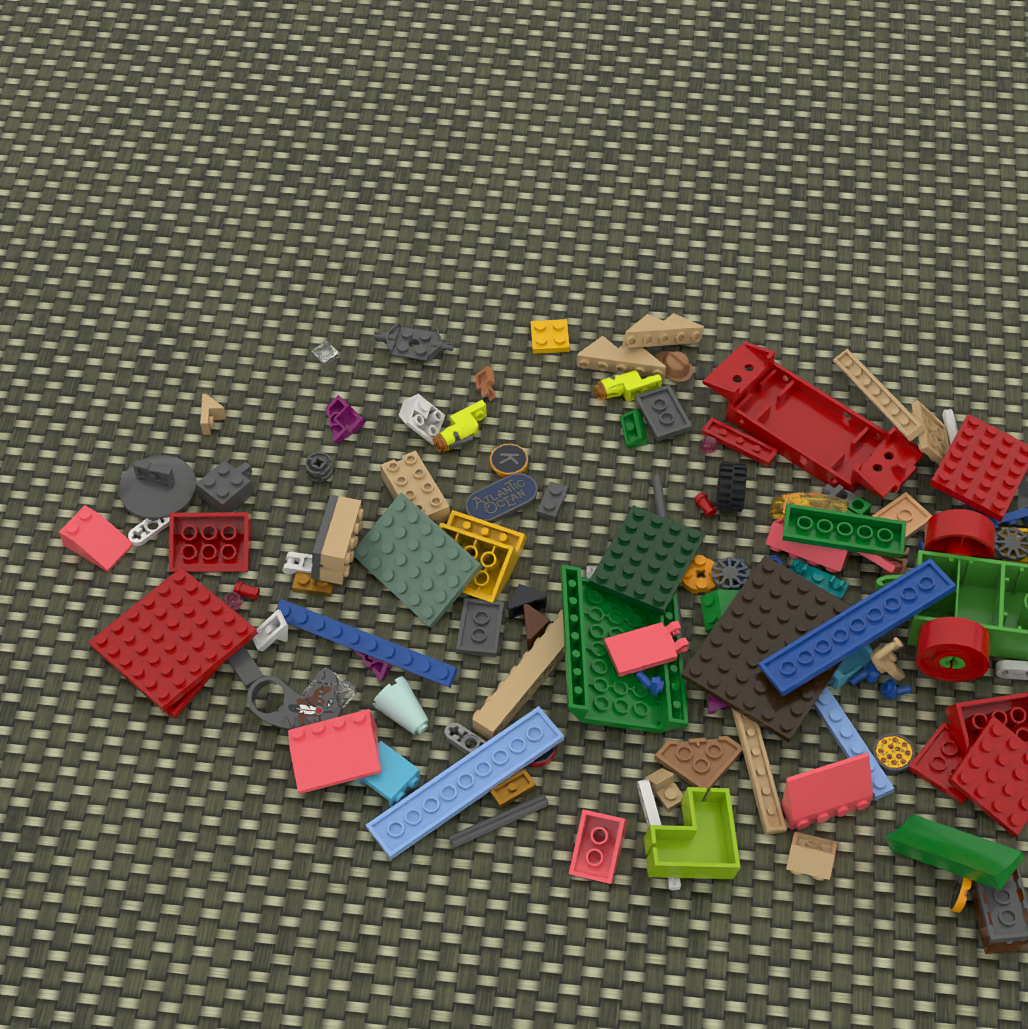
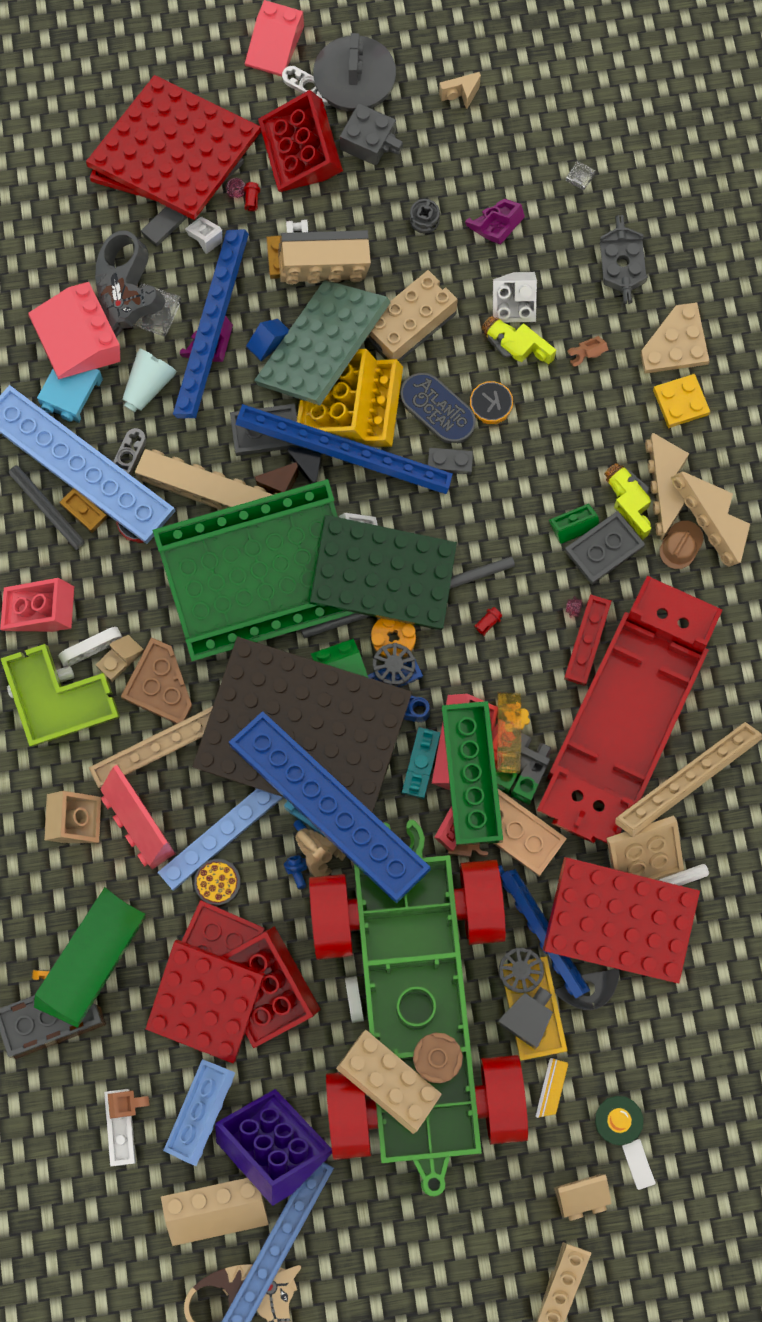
camera: 75 degrees right, 20 degrees up
(392, 608) = (267, 338): none -> blue slope
(497, 327) = (677, 342): none -> tan plate
(522, 567) = (344, 449): none -> blue plate
(645, 647) = (264, 593): coral tile -> none
(655, 684) = (228, 617): blue plate -> none
(731, 486) = (508, 640): black tyre -> none

